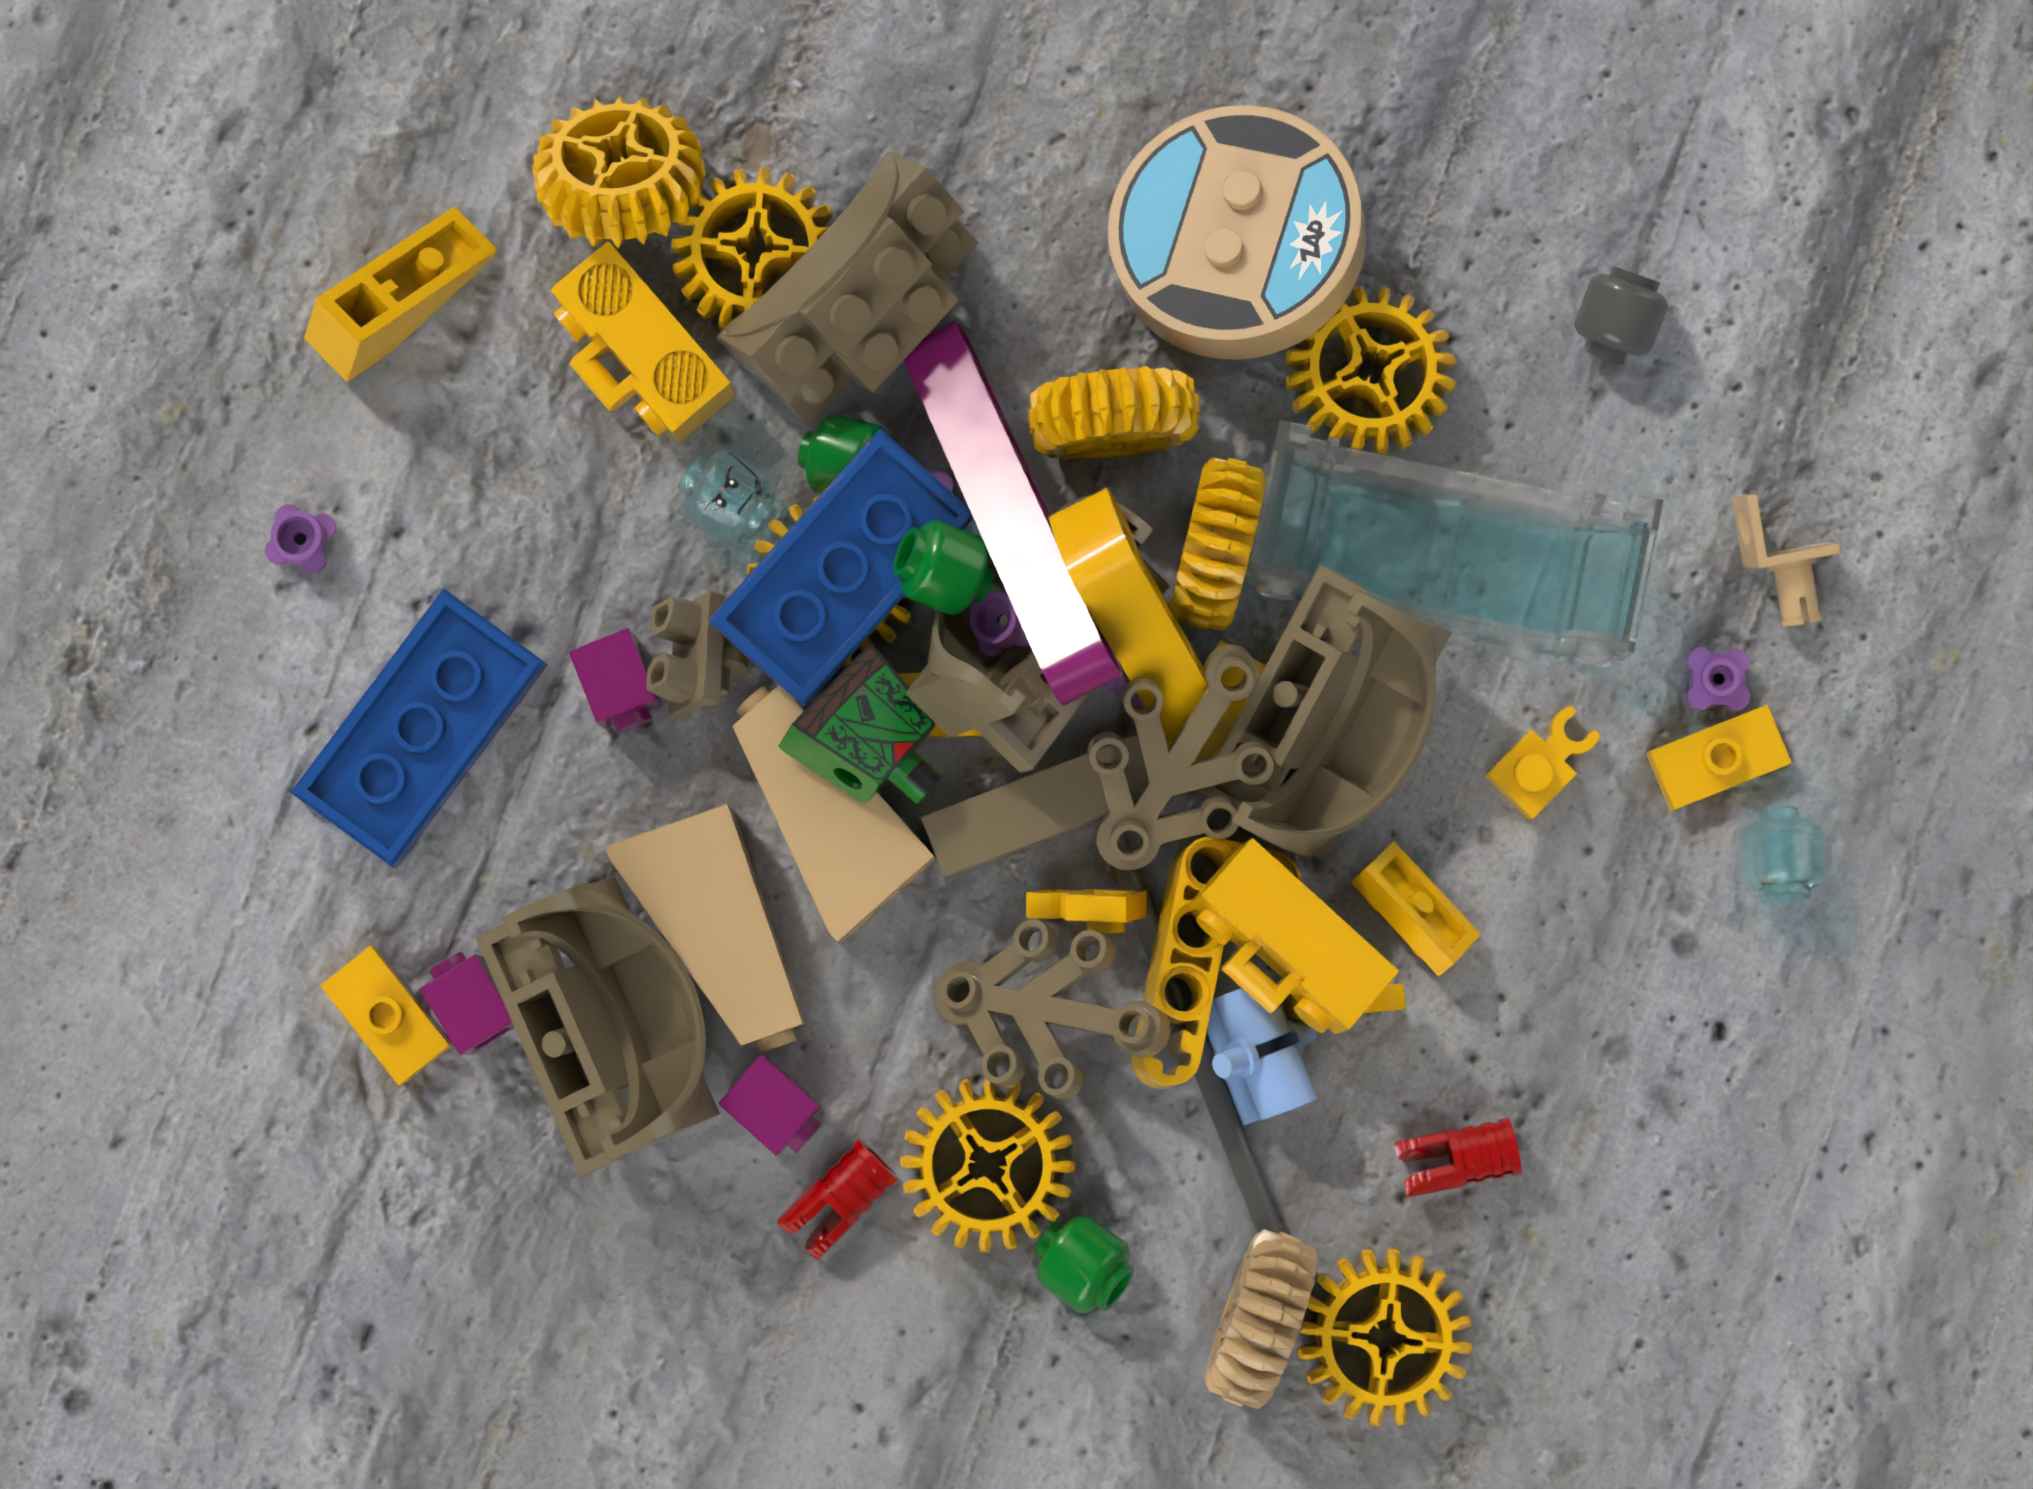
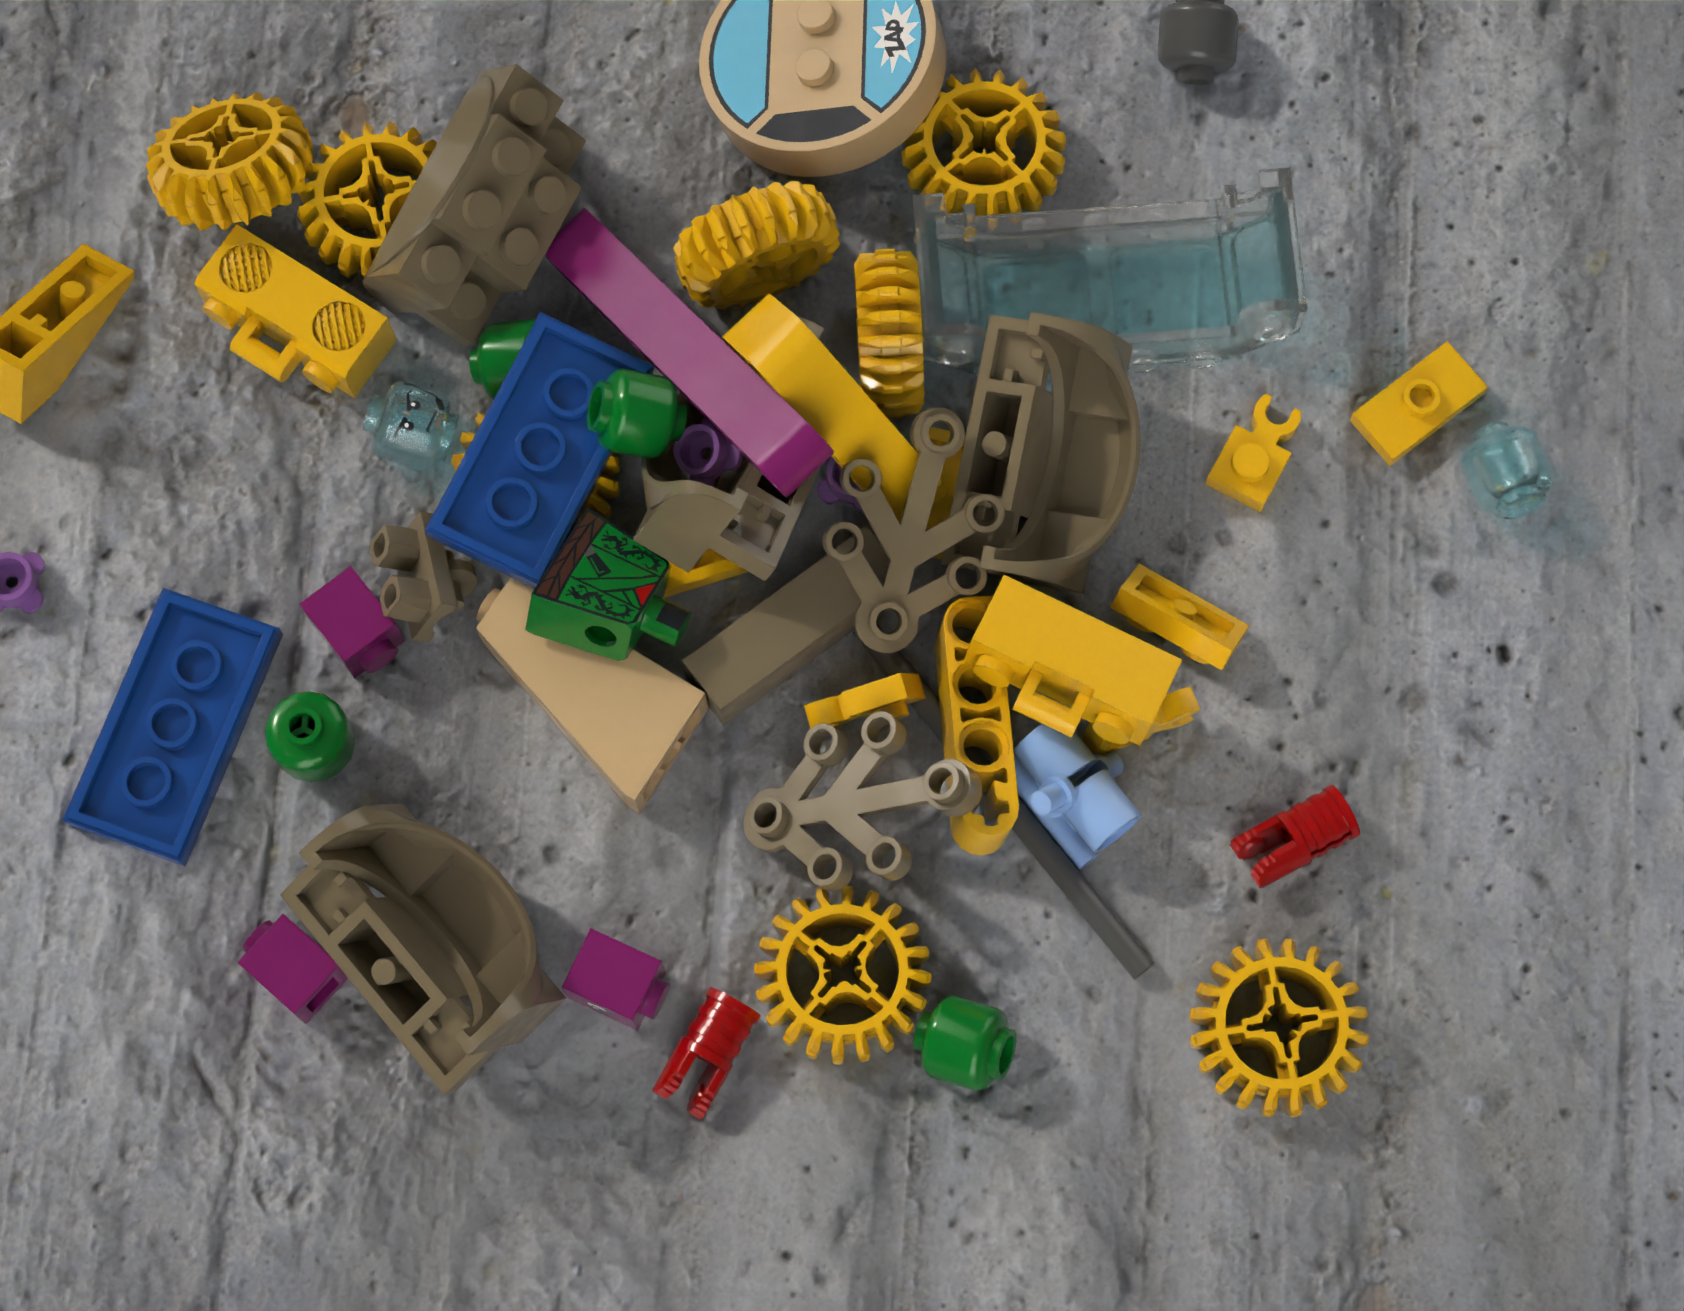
camera: 15 degrees left, 10 degrees down
(386, 1015) = (212, 1007): yellow plate -> none
(560, 800) = (324, 750): none -> green head
(712, 913) = (498, 802): tan slope -> none
(1261, 1319) = (1154, 1038): tan gear -> none
(1705, 692) = (1387, 348): medium lavender plate -> none
(1791, 566) = (1426, 211): tan bracket -> none

